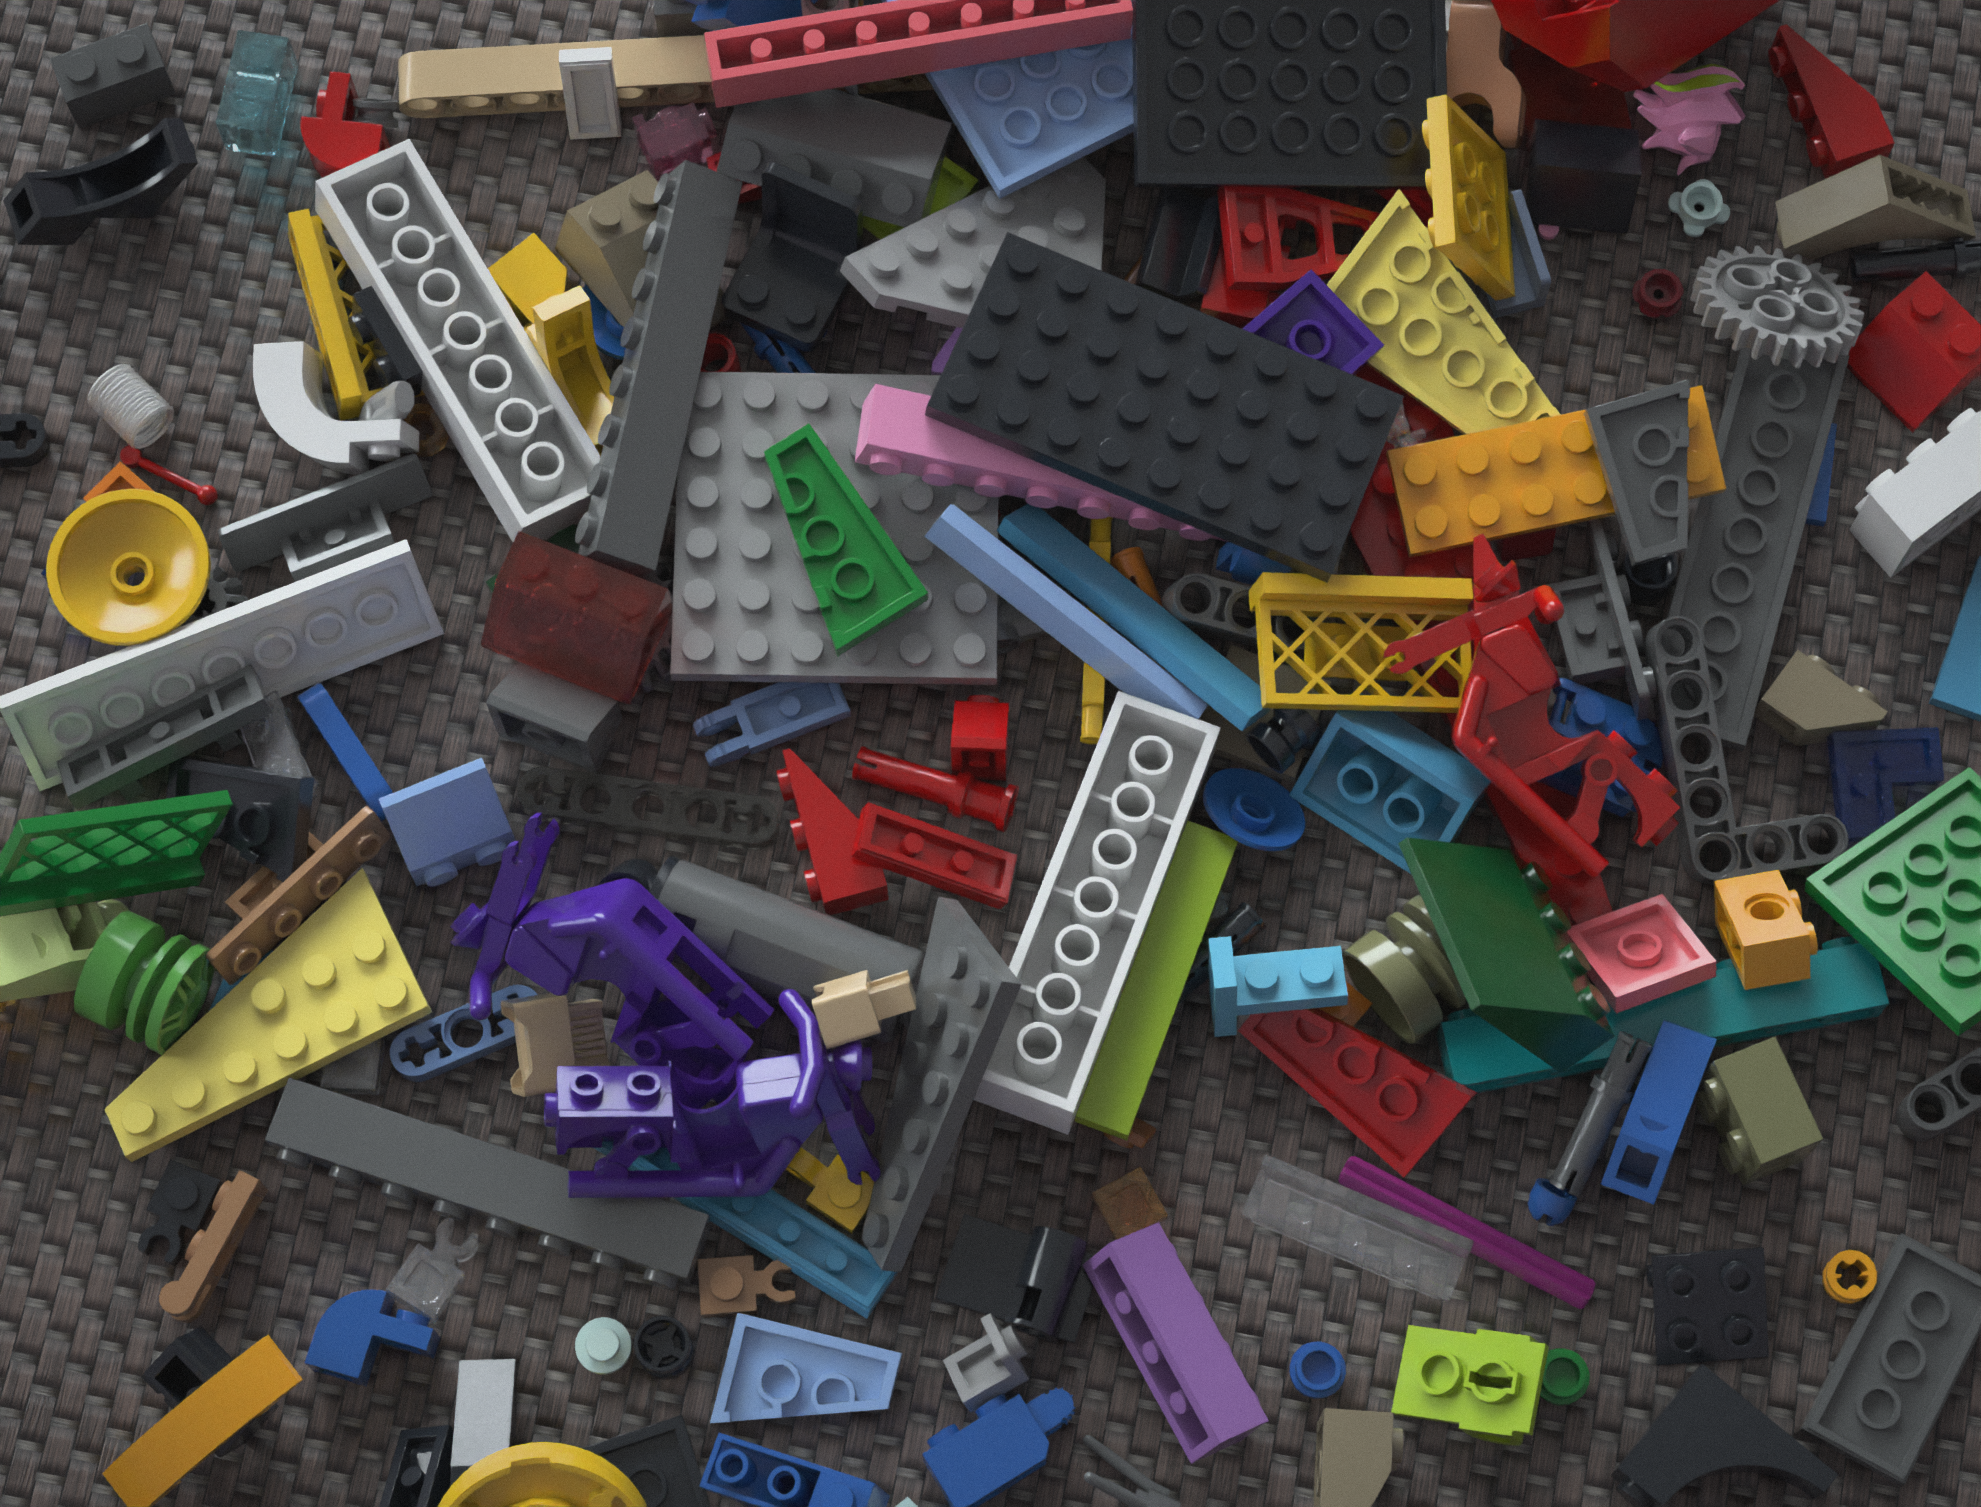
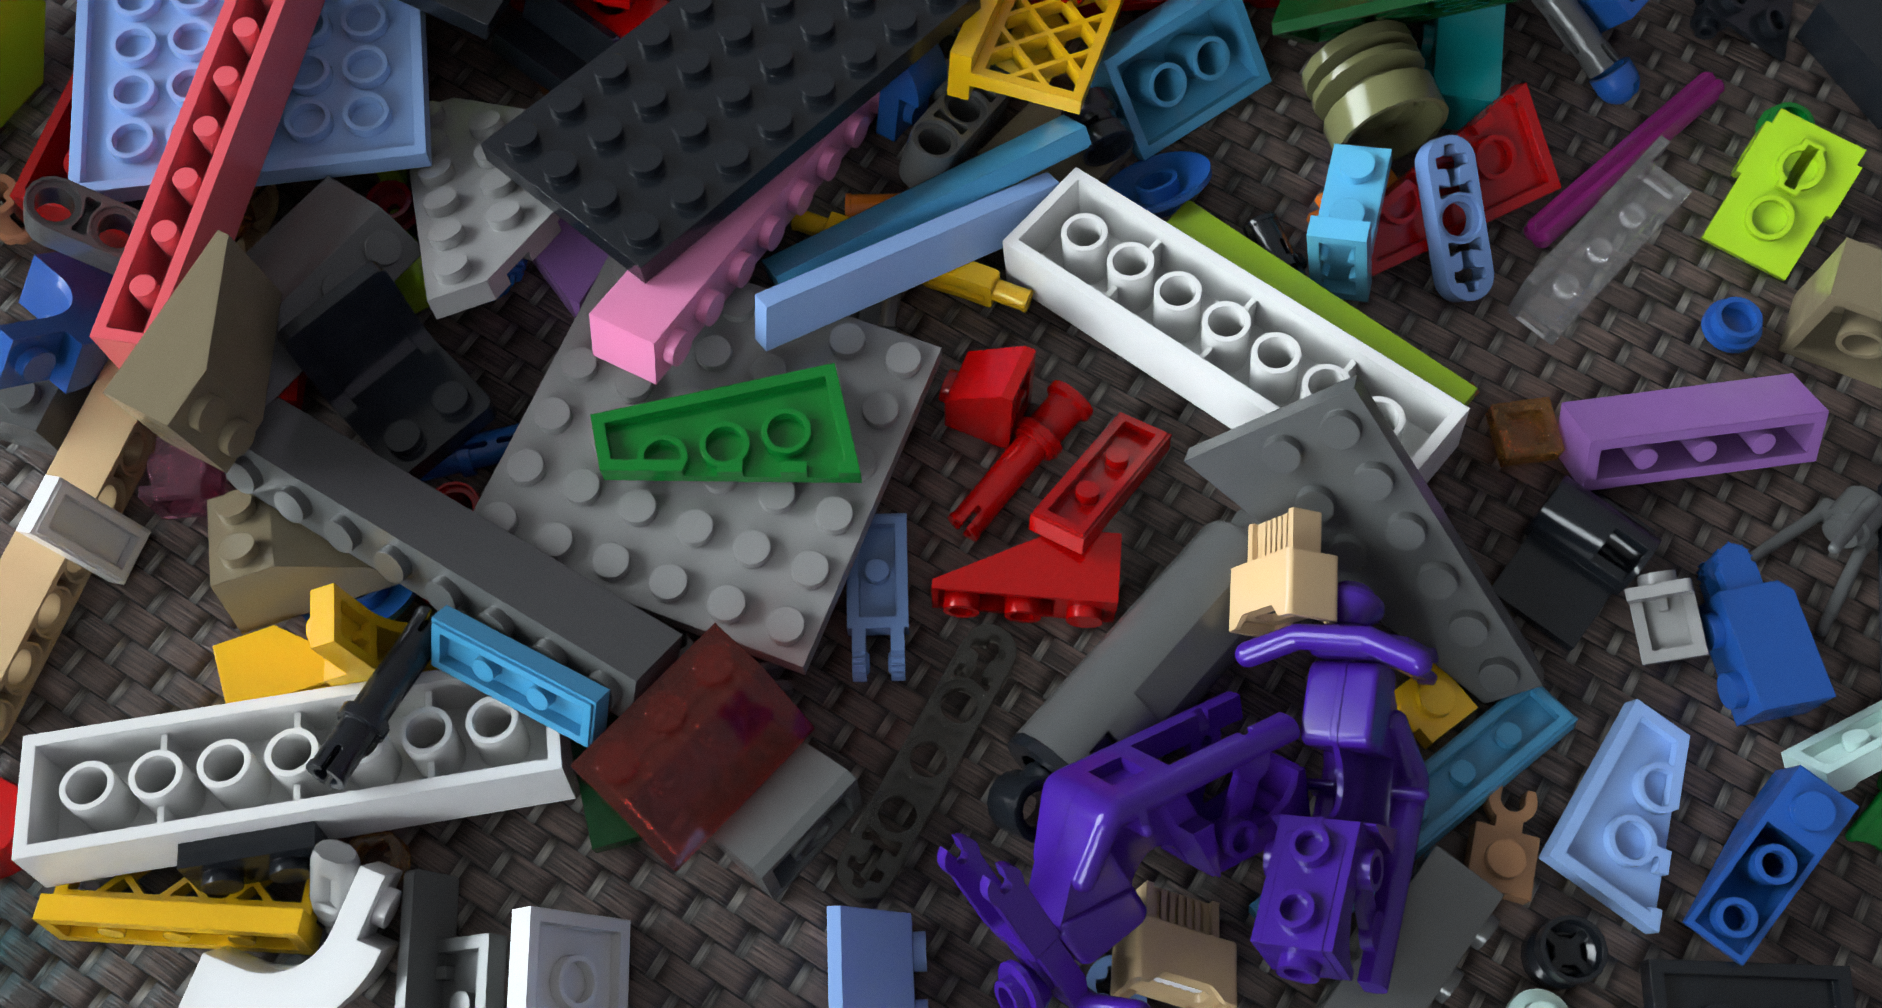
camera: 70 degrees left, 5 degrees down
(526, 373) = (367, 716): none -> black pin
(576, 464) = (518, 676): none -> dark azure tile
(722, 126) = (206, 358): none -> dark tan slope
(961, 171) = (393, 195): none -> dark red plate
(1272, 1090) = (1469, 198): none -> medium blue beam

